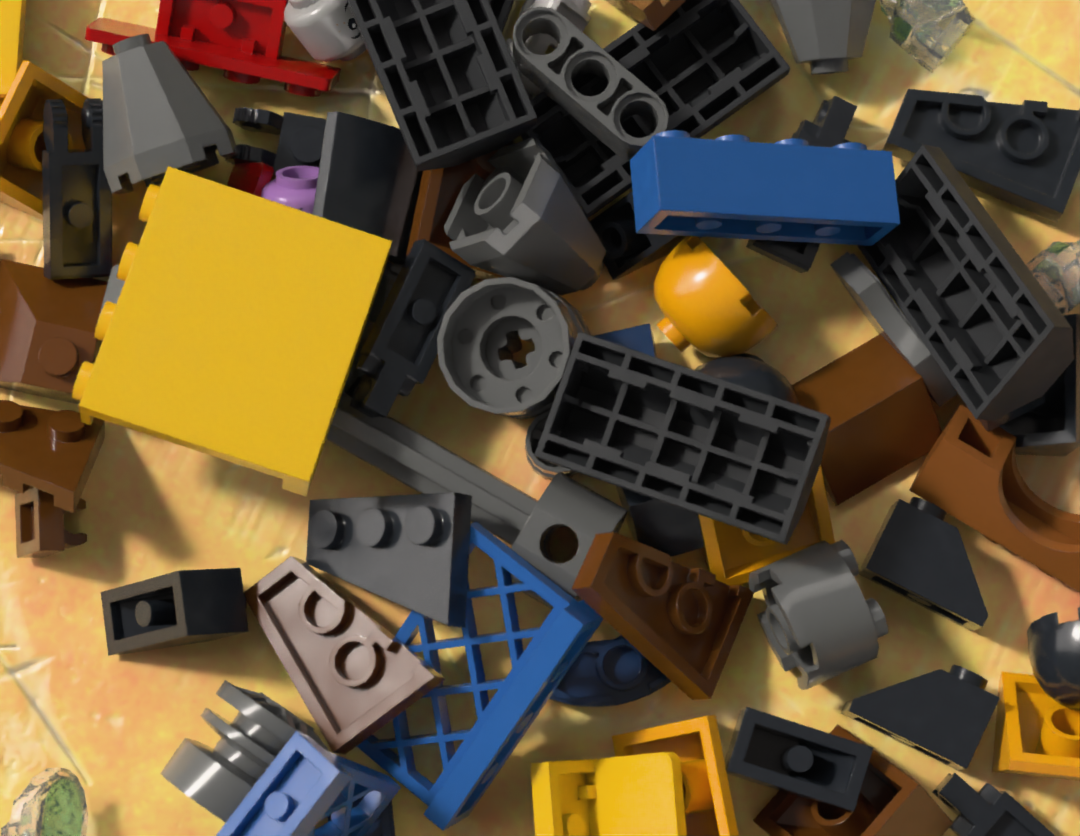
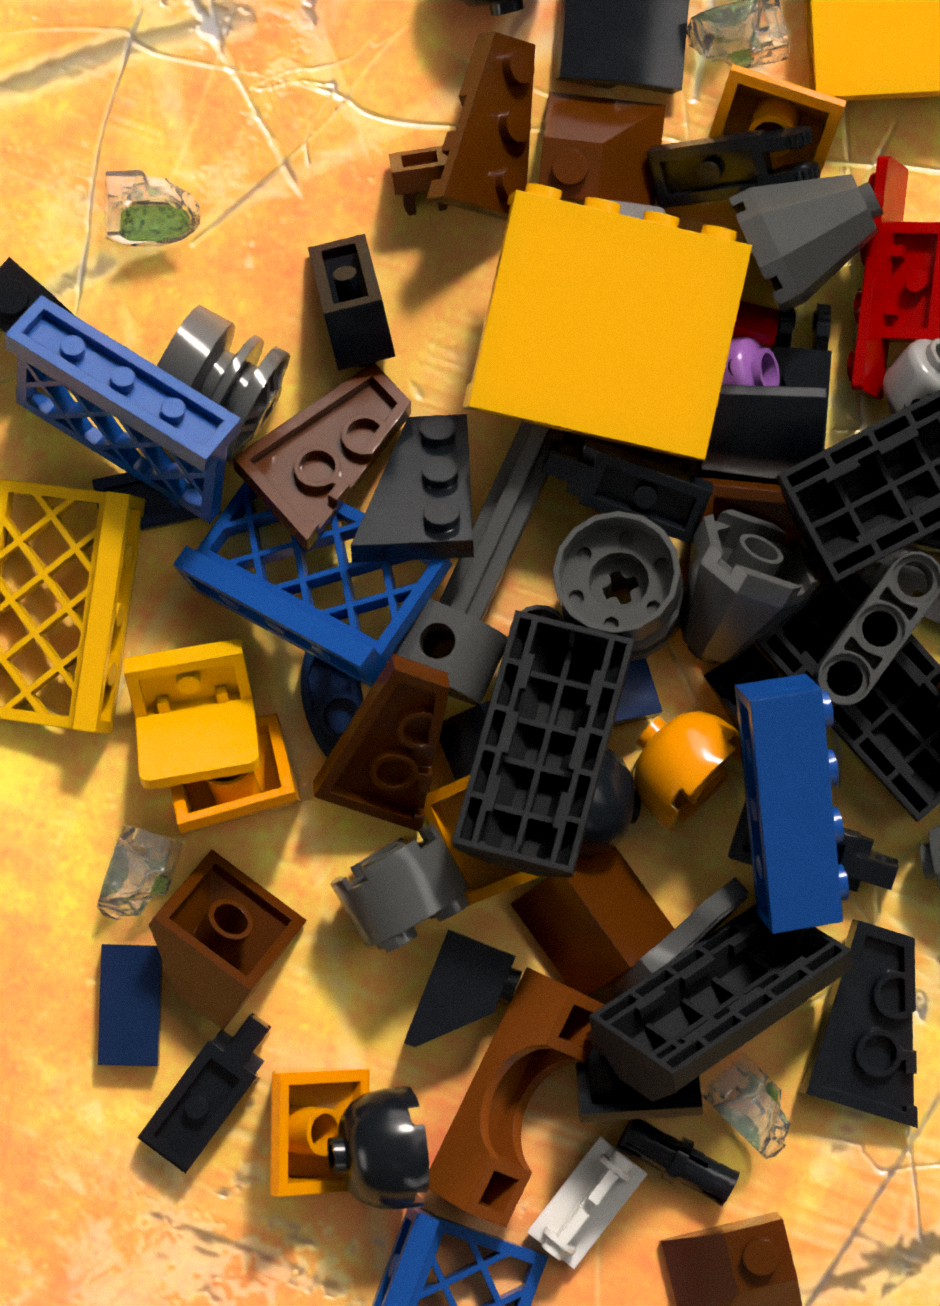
camera: 90 degrees right, 5 degrees up
(797, 759) = (266, 880): black slope -> none
(931, 713) = (322, 1002): black slope -> none

